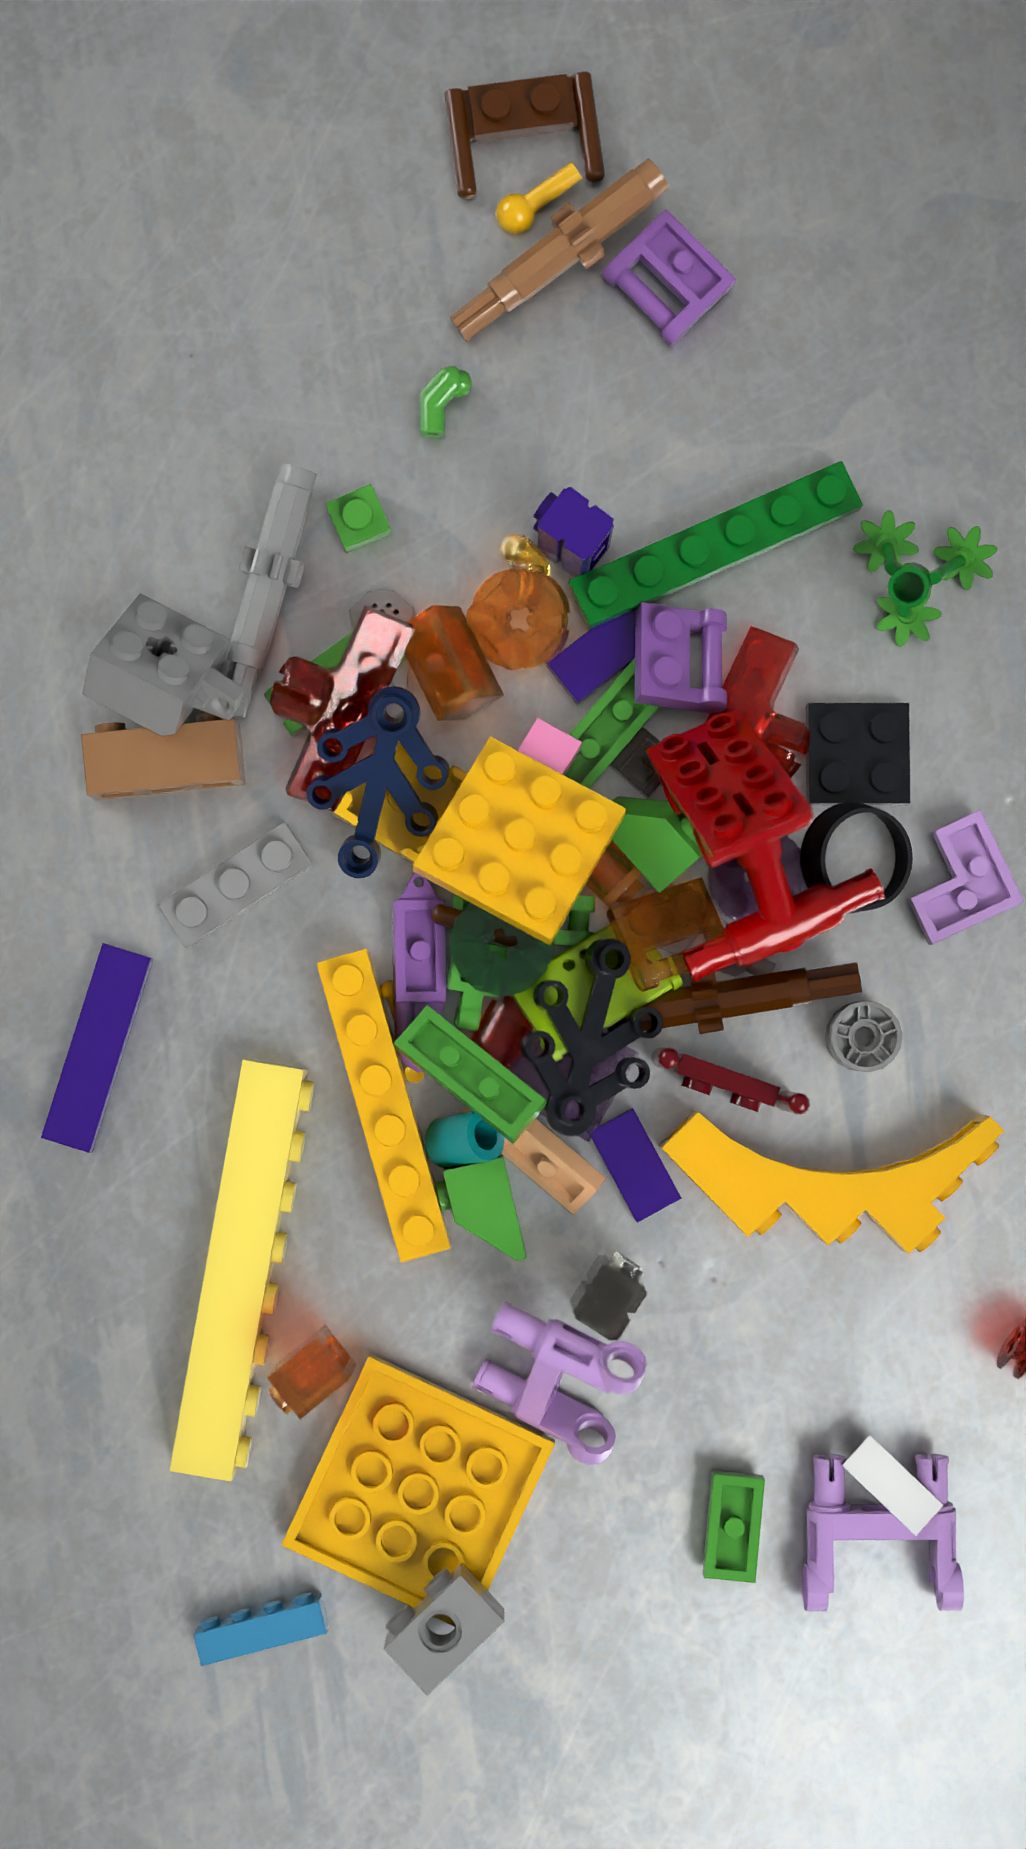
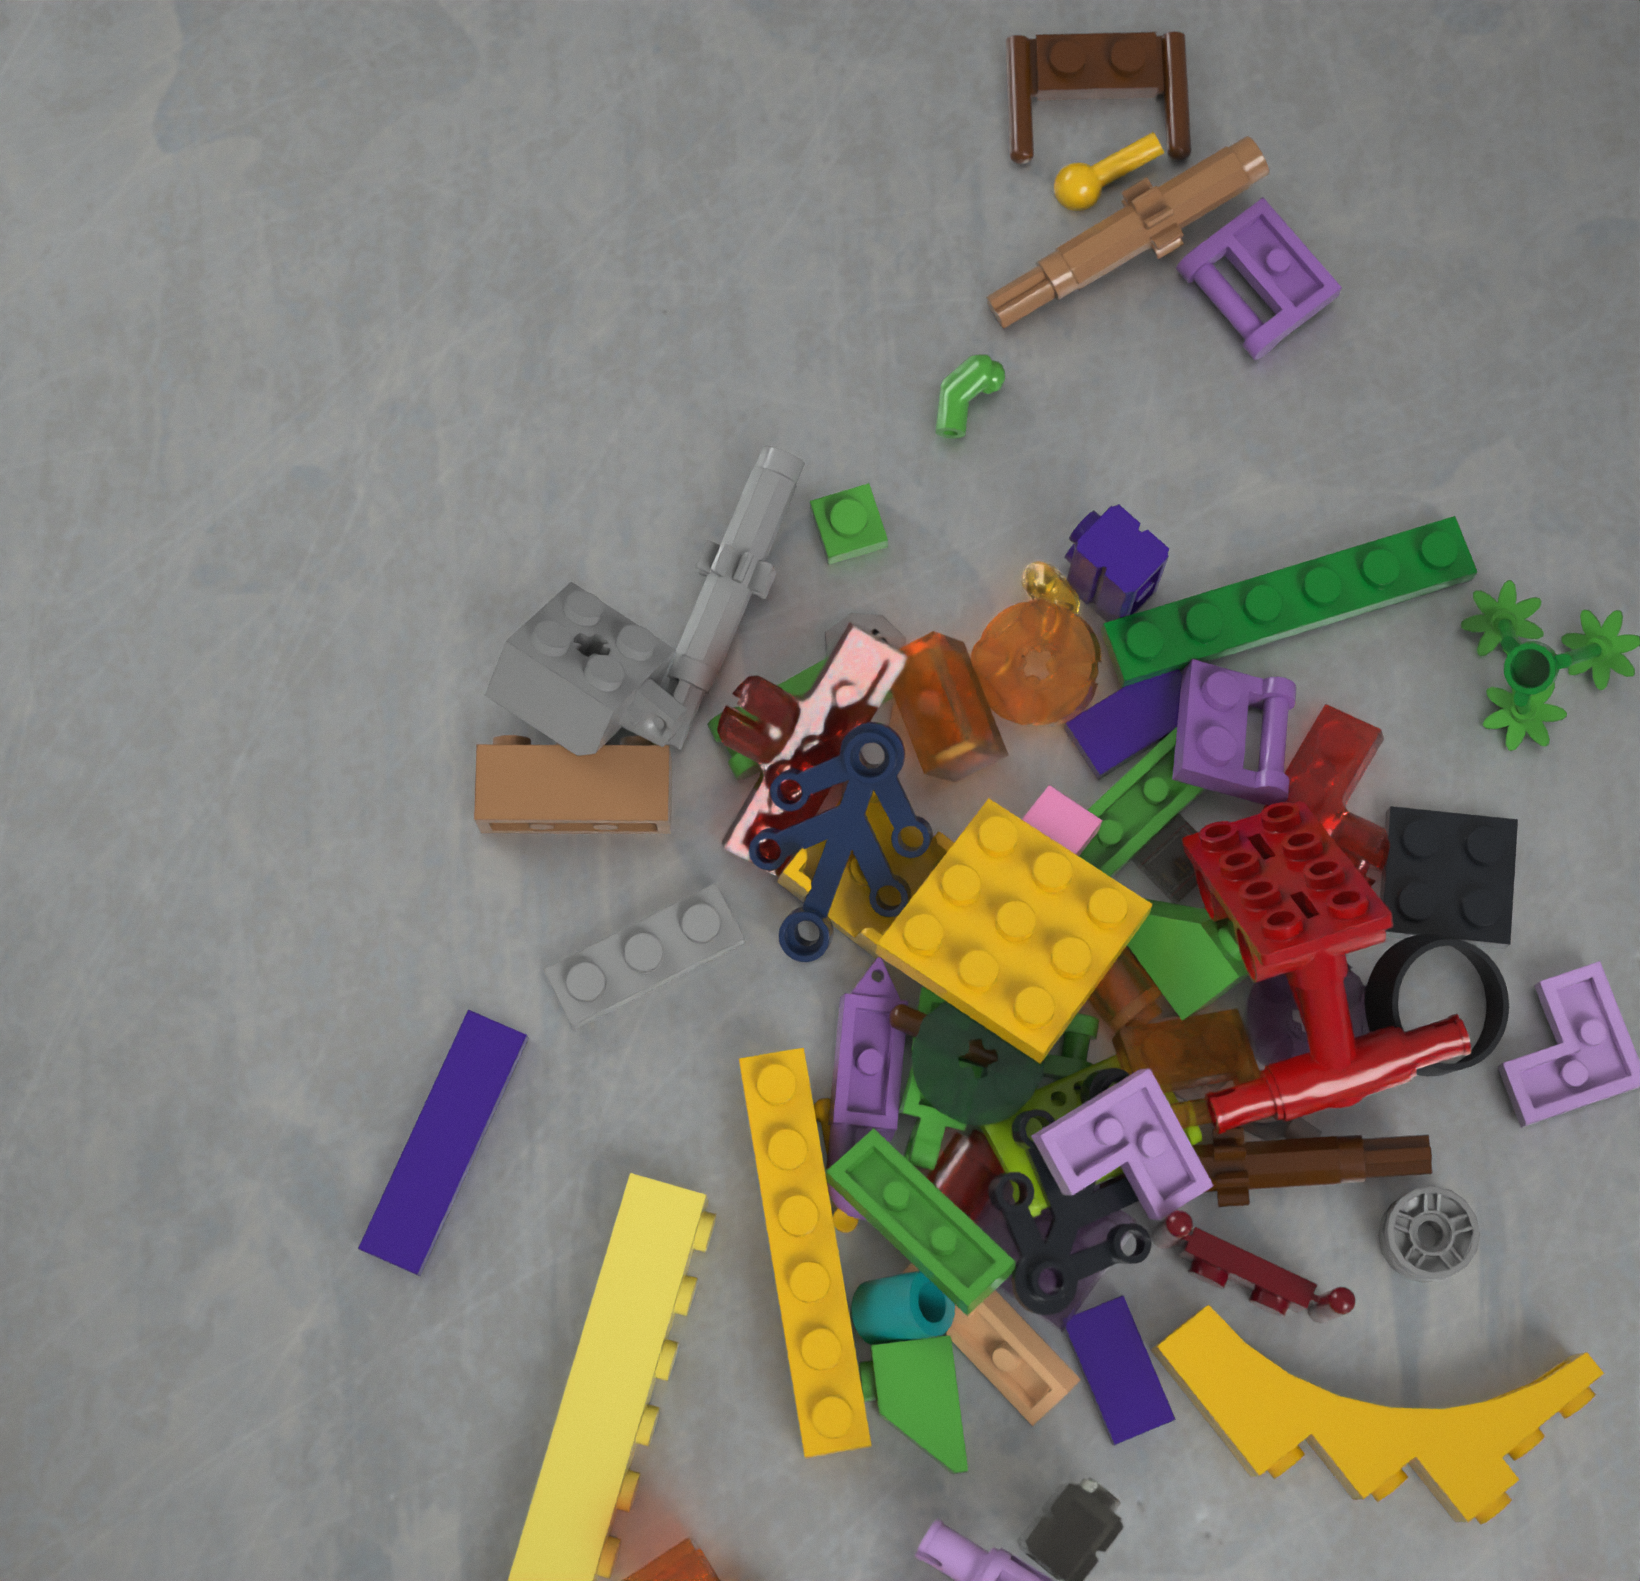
camera: 10 degrees right, 10 degrees down
(624, 988) = (1129, 1129): none -> lavender plate

